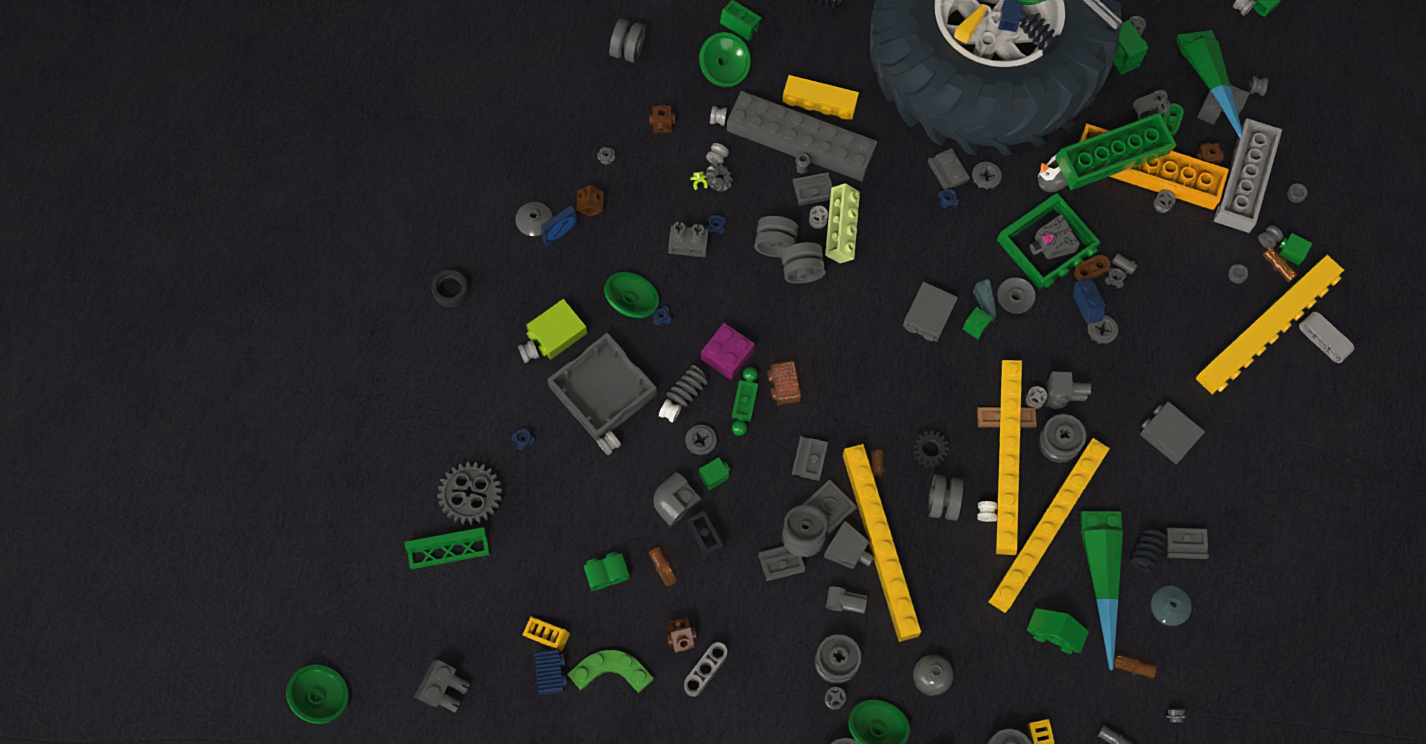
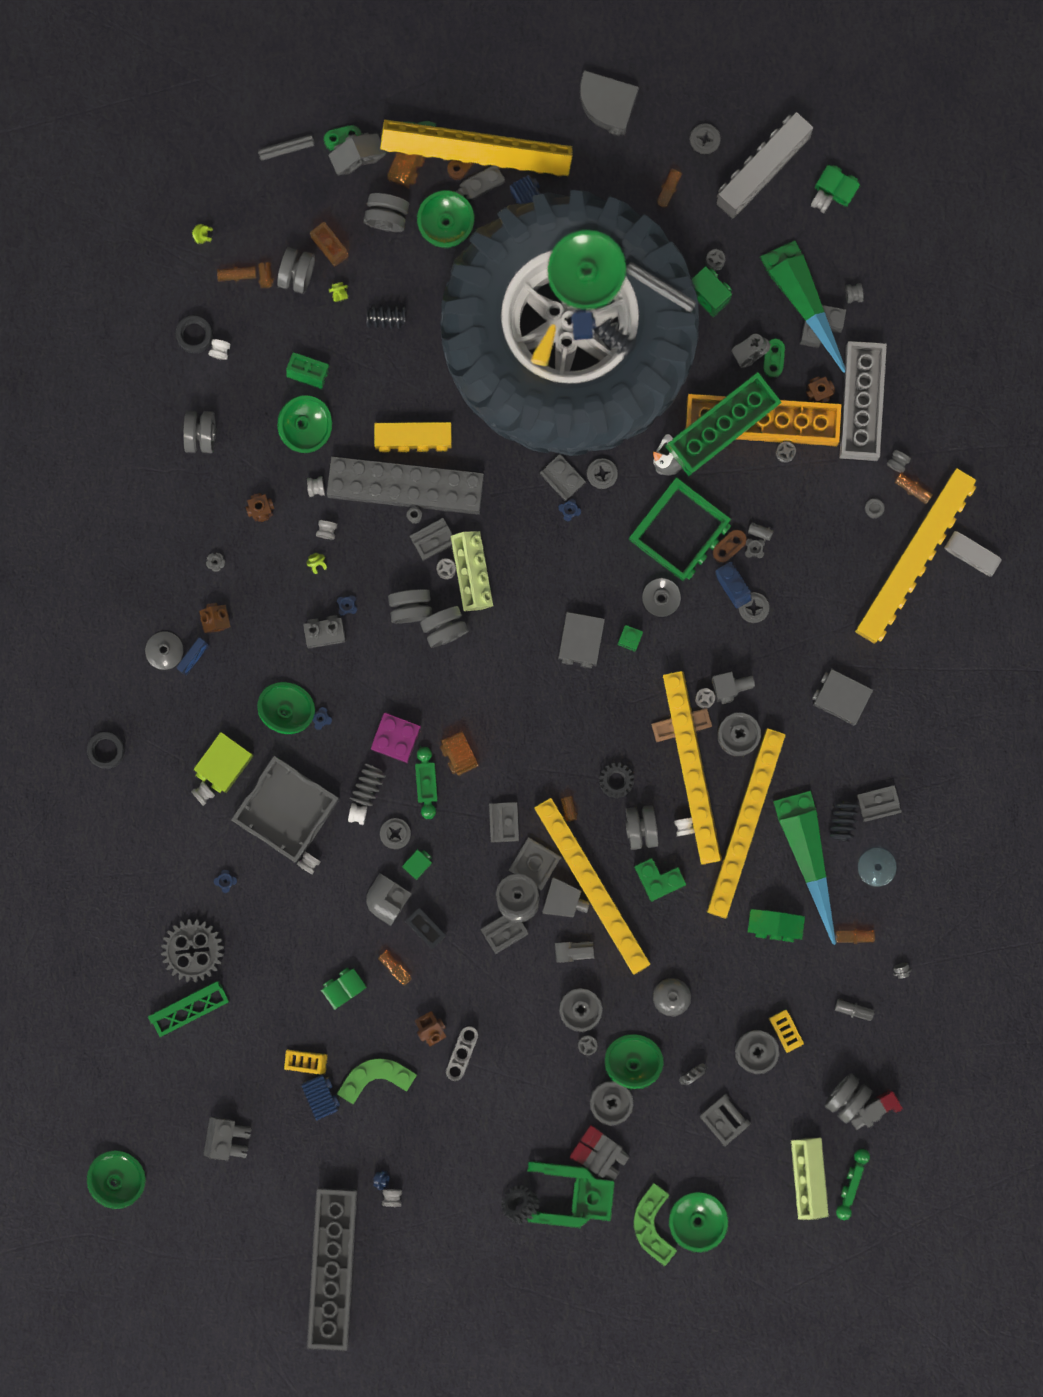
camera: 10 degrees left, 15 degrees up
(719, 184) = (327, 554): dark grey gear -> none
(946, 558) = (657, 885): none -> green brick
(985, 298) = (630, 605): clear light blue slope -> none
(1055, 239) = (684, 532): dark grey torso -> none
(1294, 248) = (924, 467): green brick -> none
(1297, 192) = (916, 402): dark grey tile -> none

